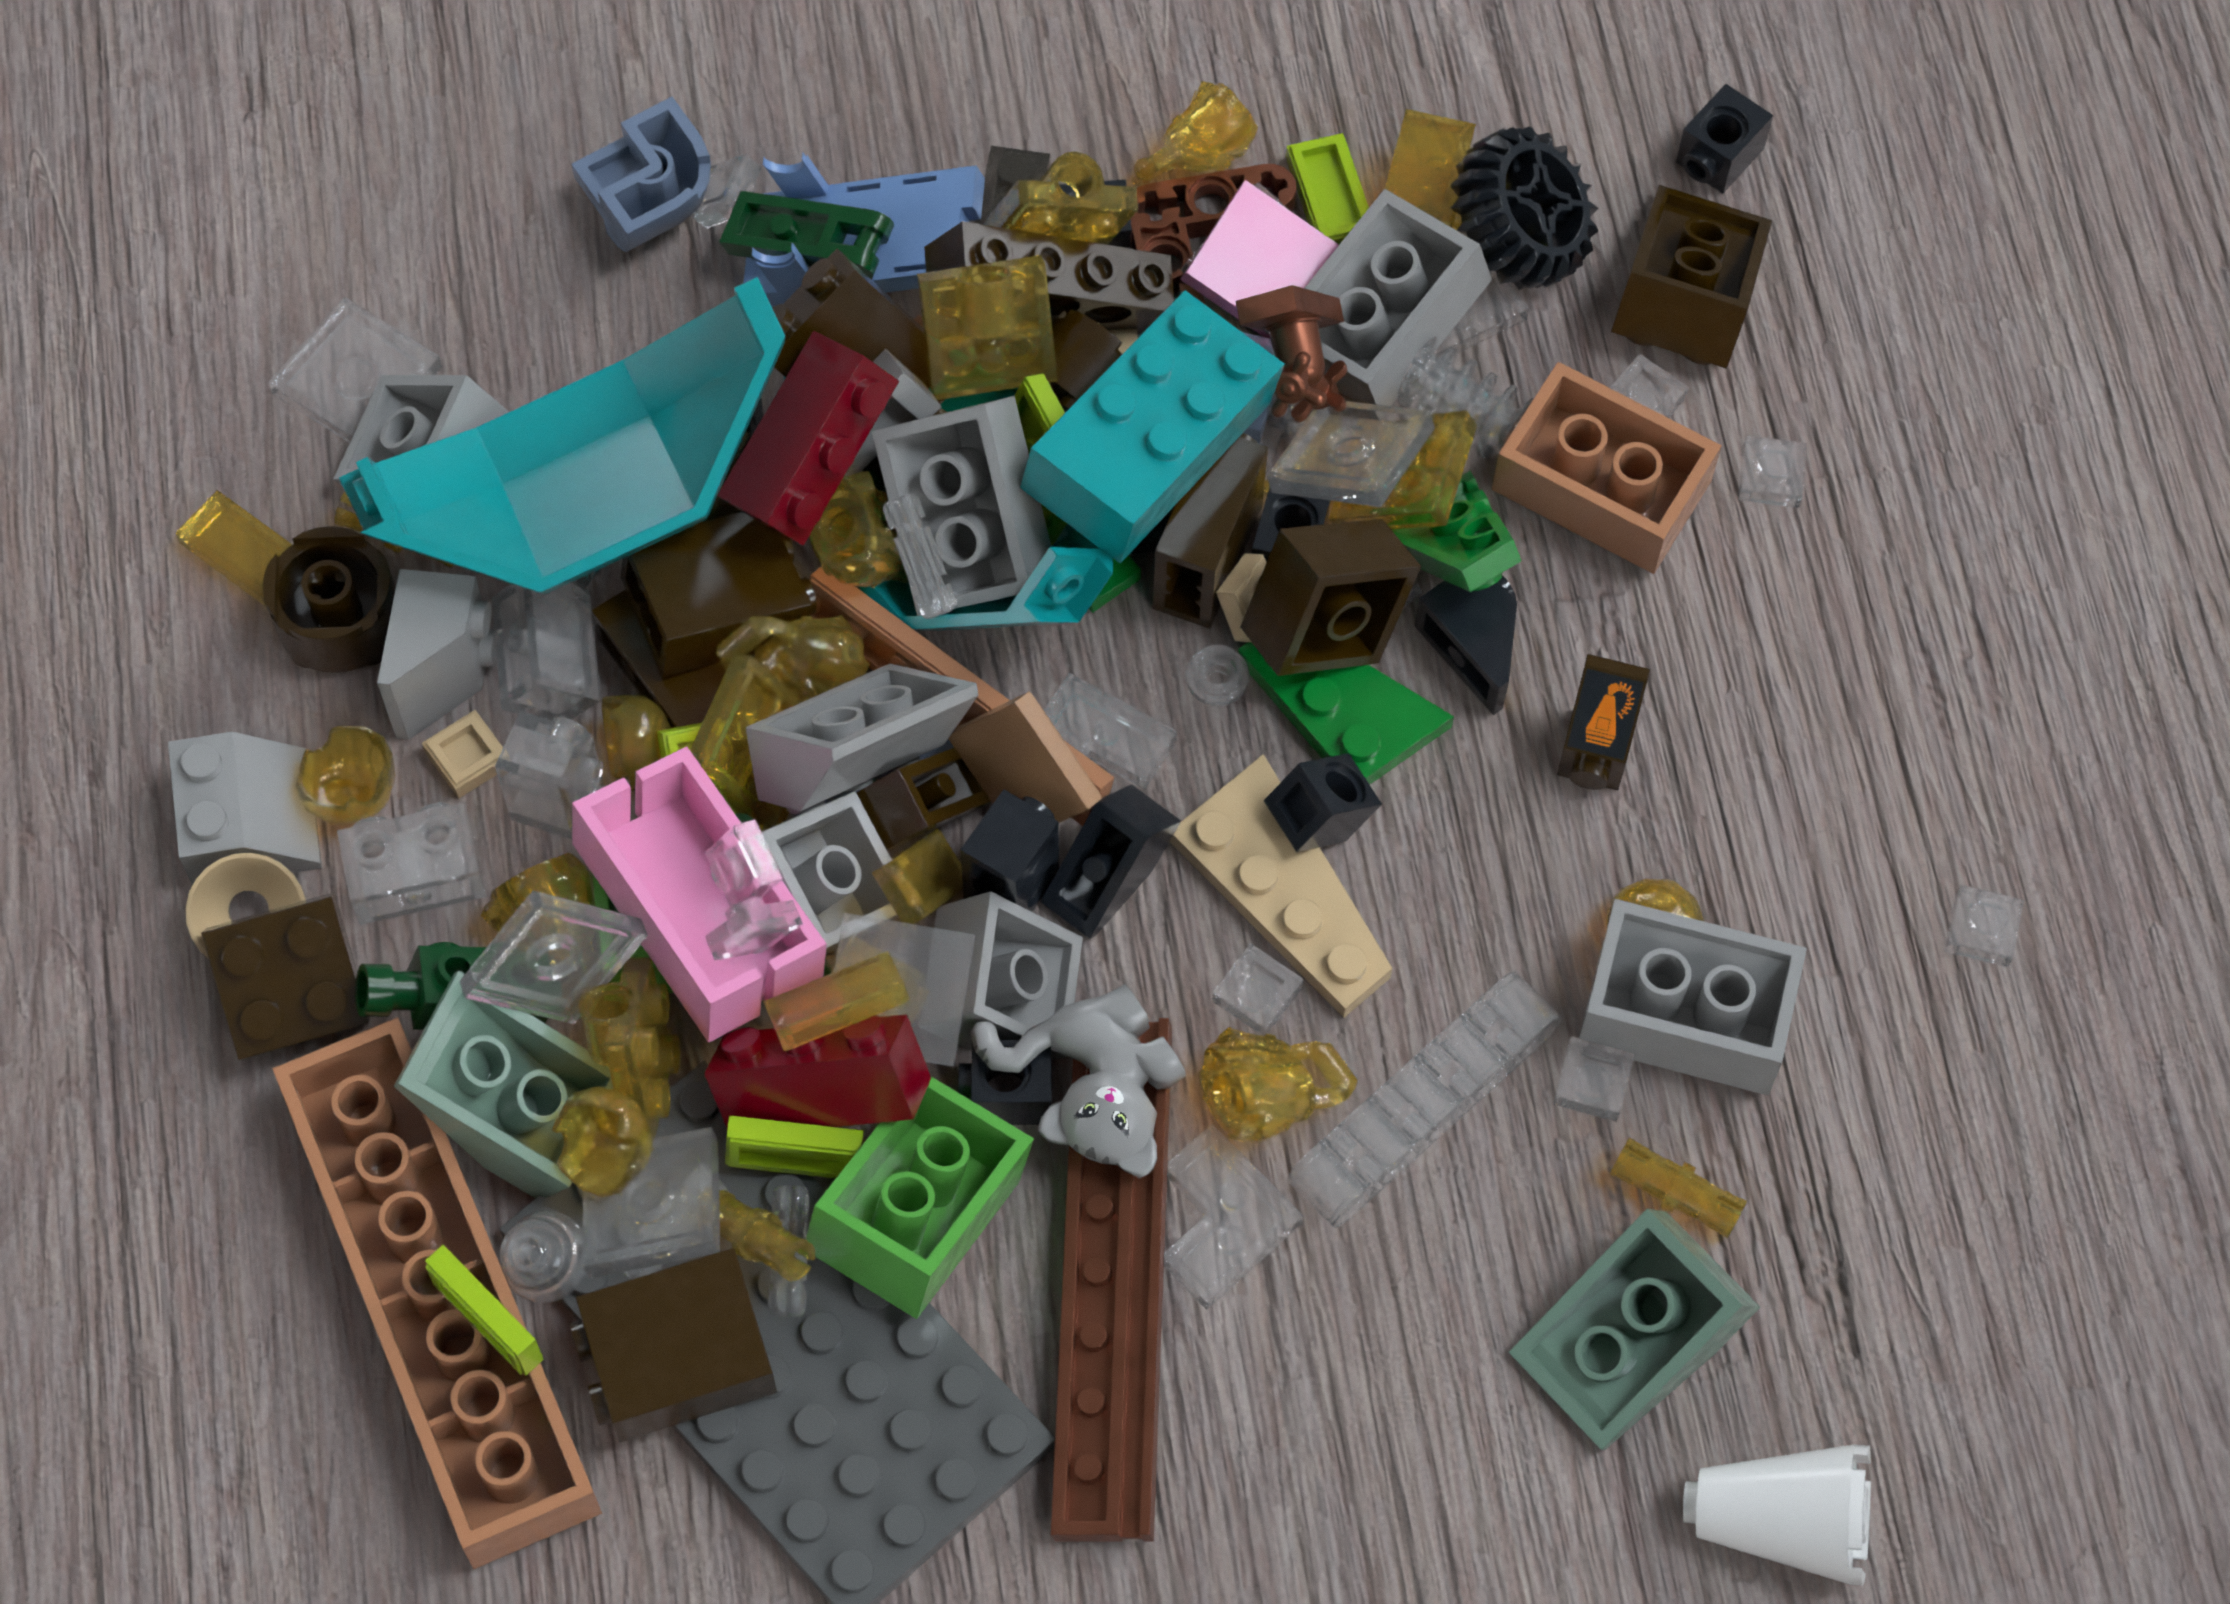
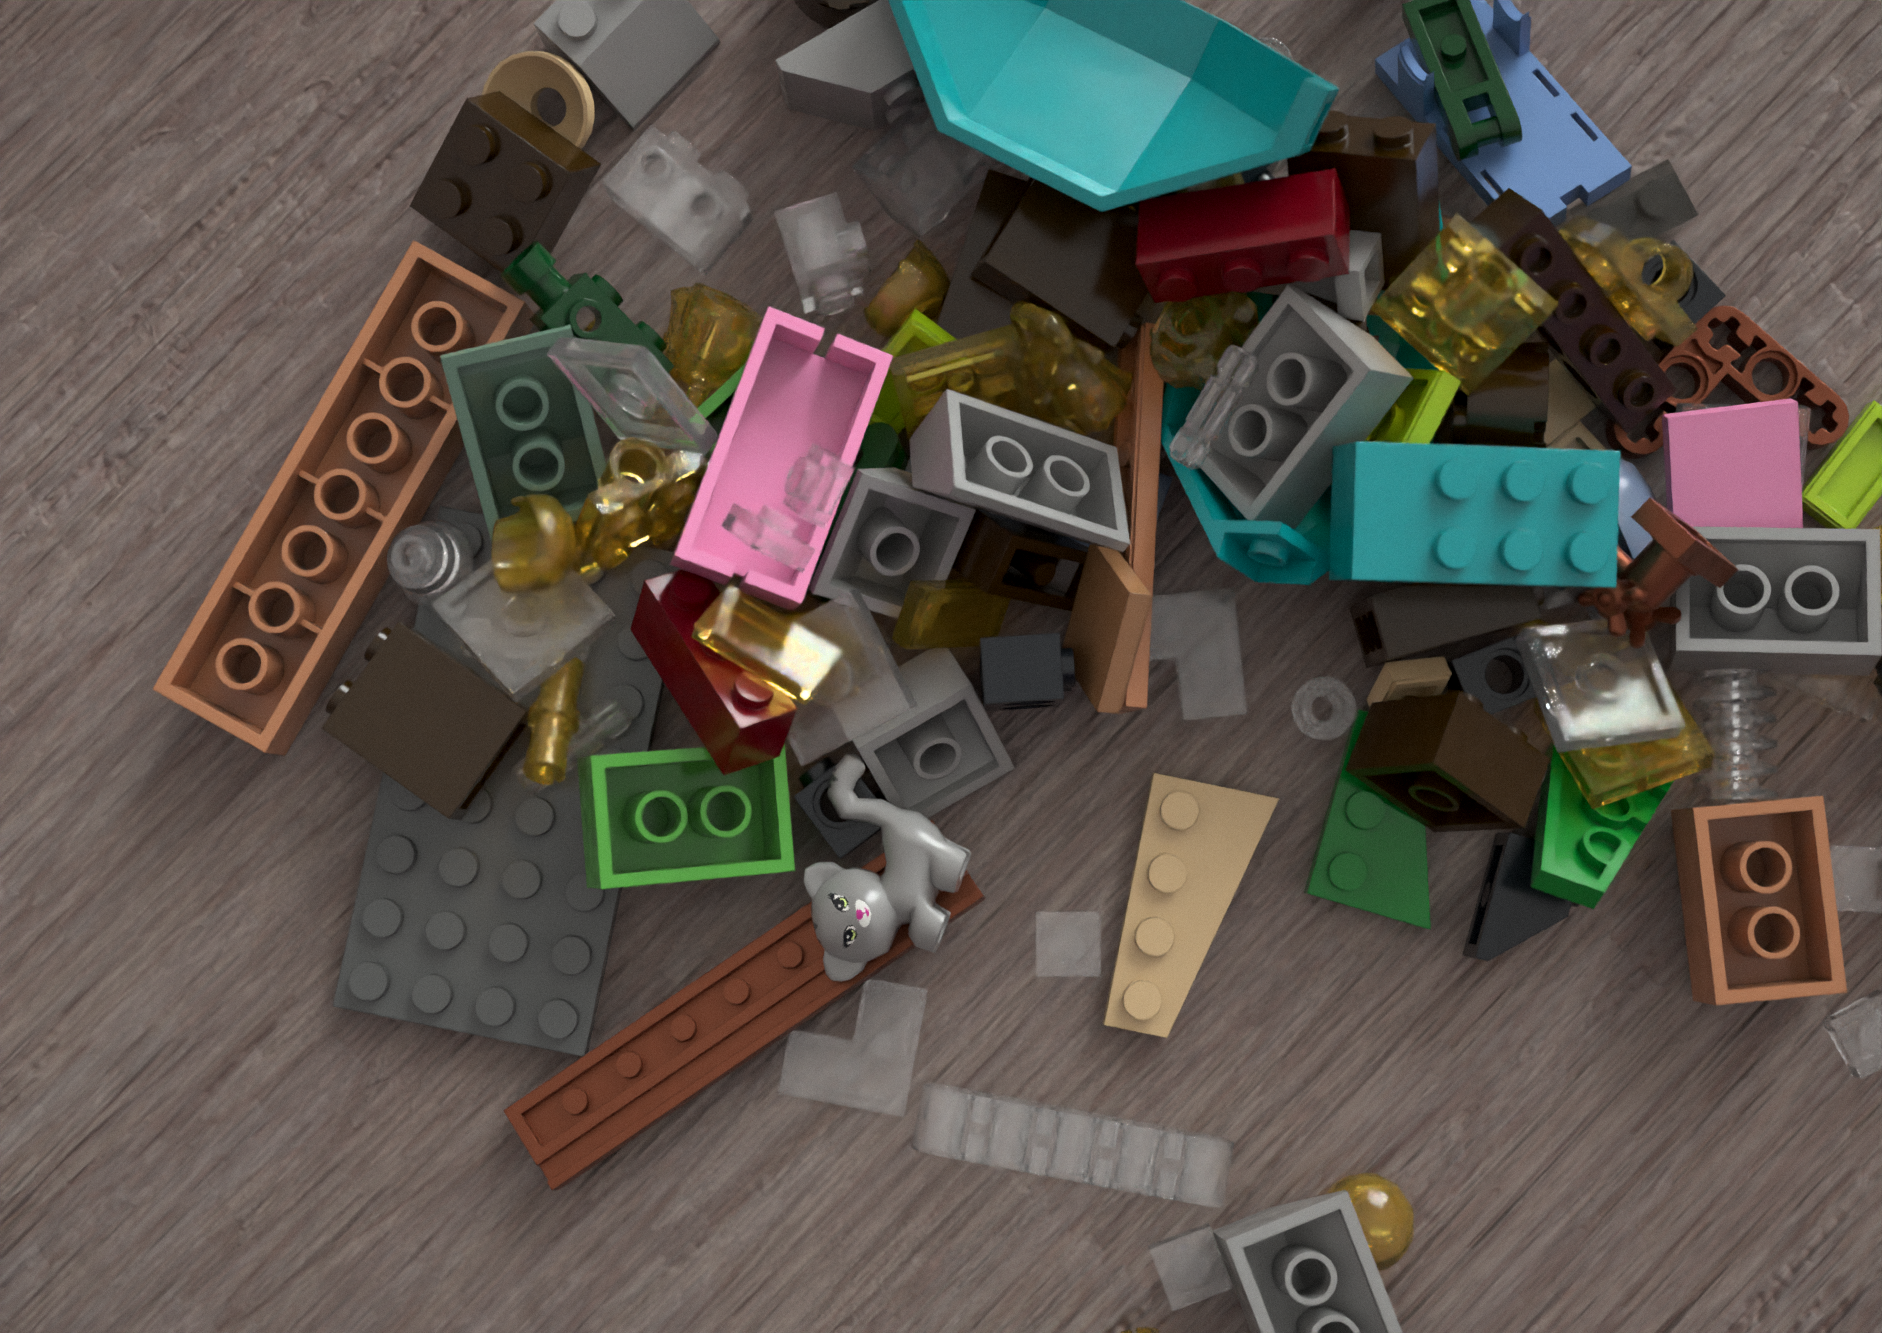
camera: 55 degrees right, 20 degrees up
(347, 776) = (708, 91): clear yellow hair -> none
(464, 753) = (807, 164): tan tile -> none
(483, 1311) = (328, 563): lime tile -> none
(790, 1146) = (651, 688): lime tile -> none
(1110, 859) = (1092, 745): black slope -> none
(1203, 137) = (1820, 325): clear yellow piece -> none
(1263, 1088) = (983, 1014): clear yellow piece -> none
(1322, 802) = (1265, 883): black brick -> none
(1603, 723) = (1506, 1065): slope -> none

